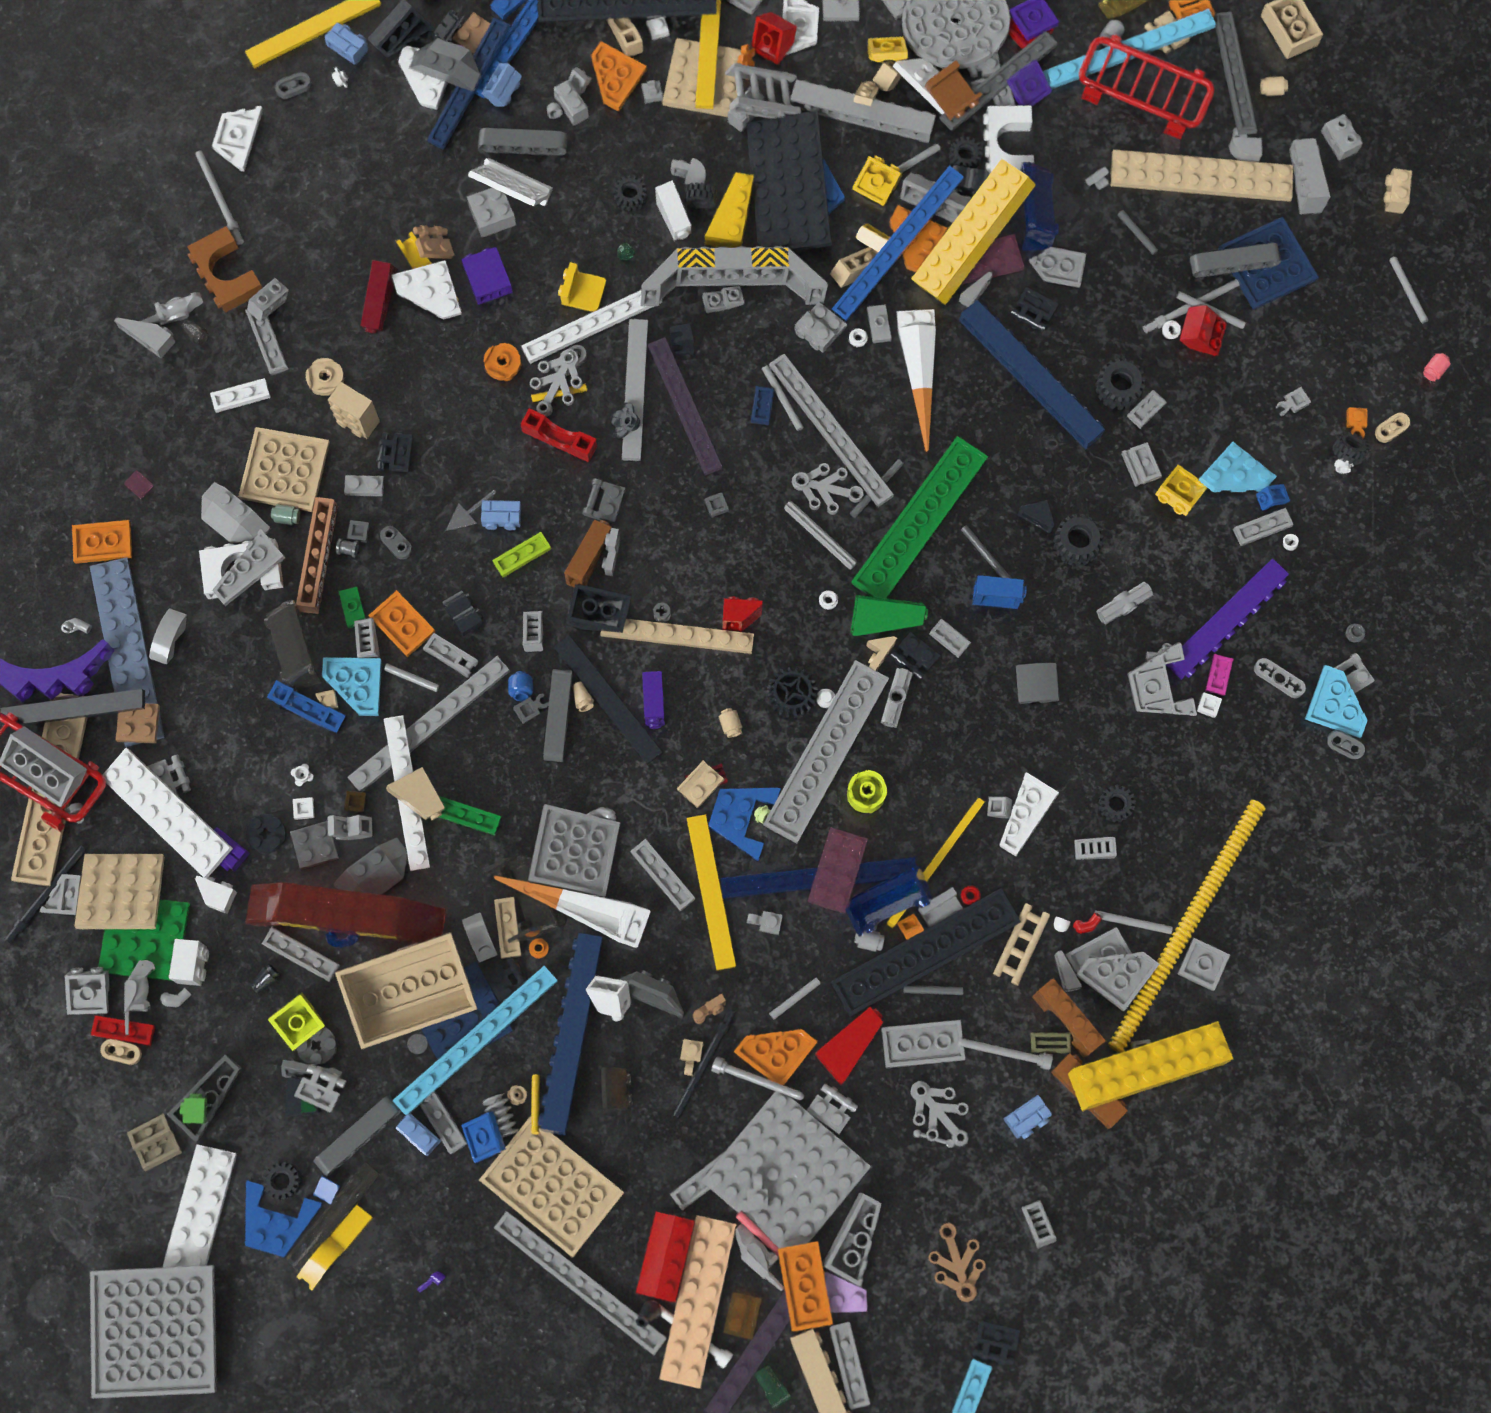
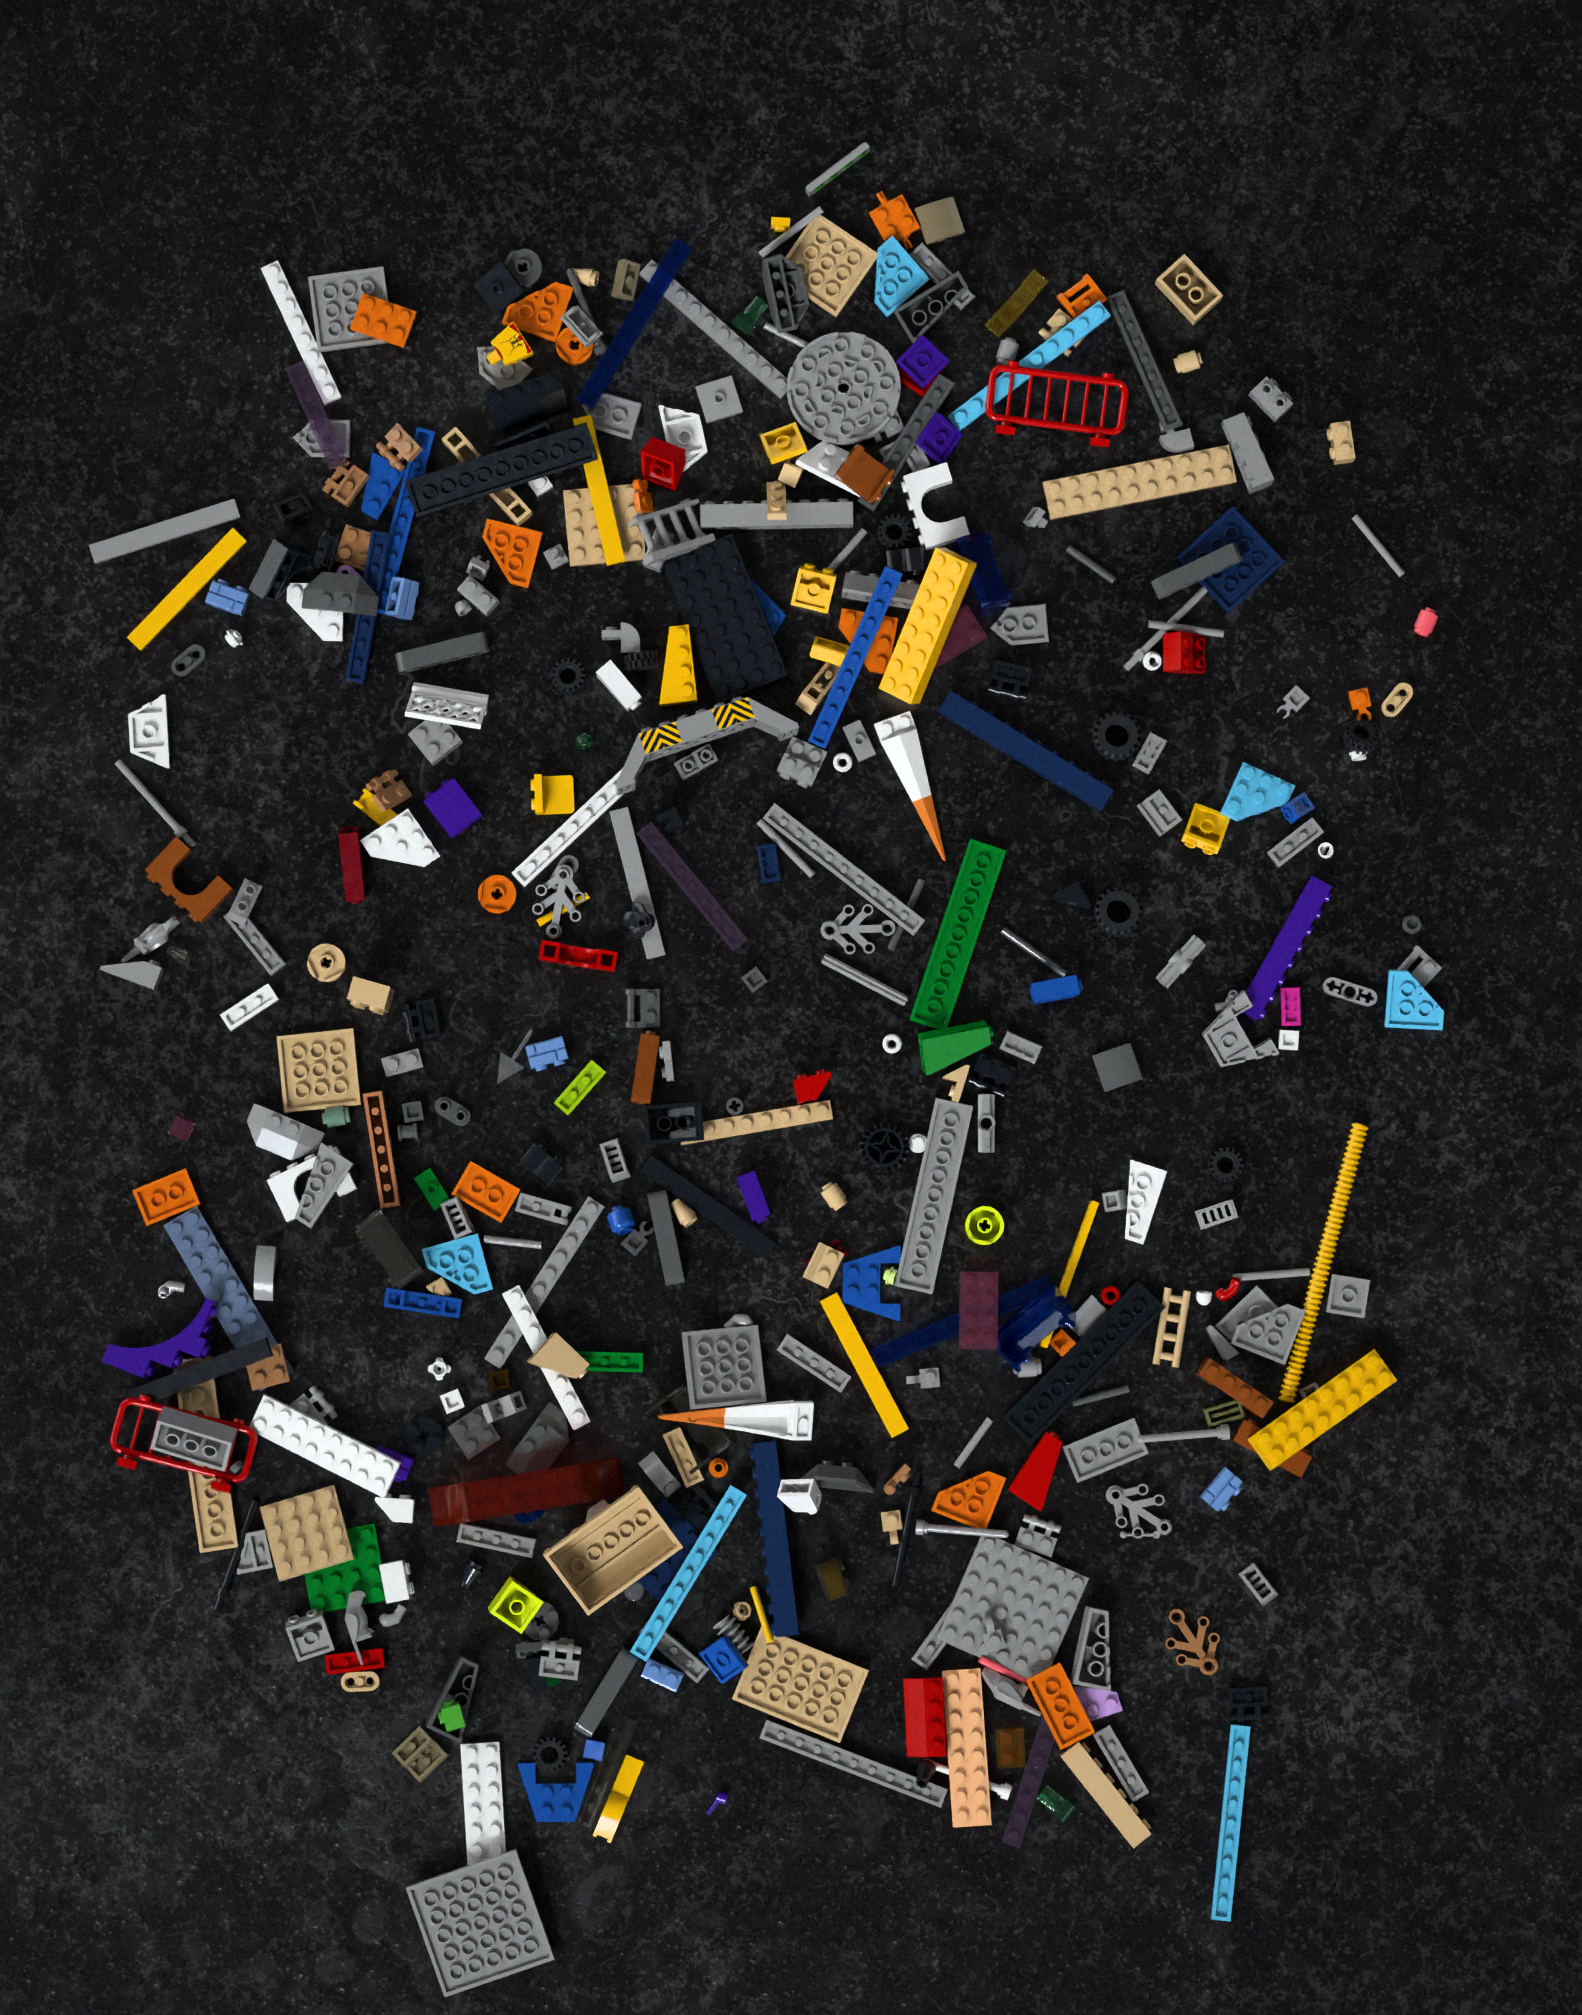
camera: 15 degrees left, 10 degrees up
(974, 292) = (943, 684): light grey slope -> none
(1345, 744) = (1429, 1039): dark grey plate -> none

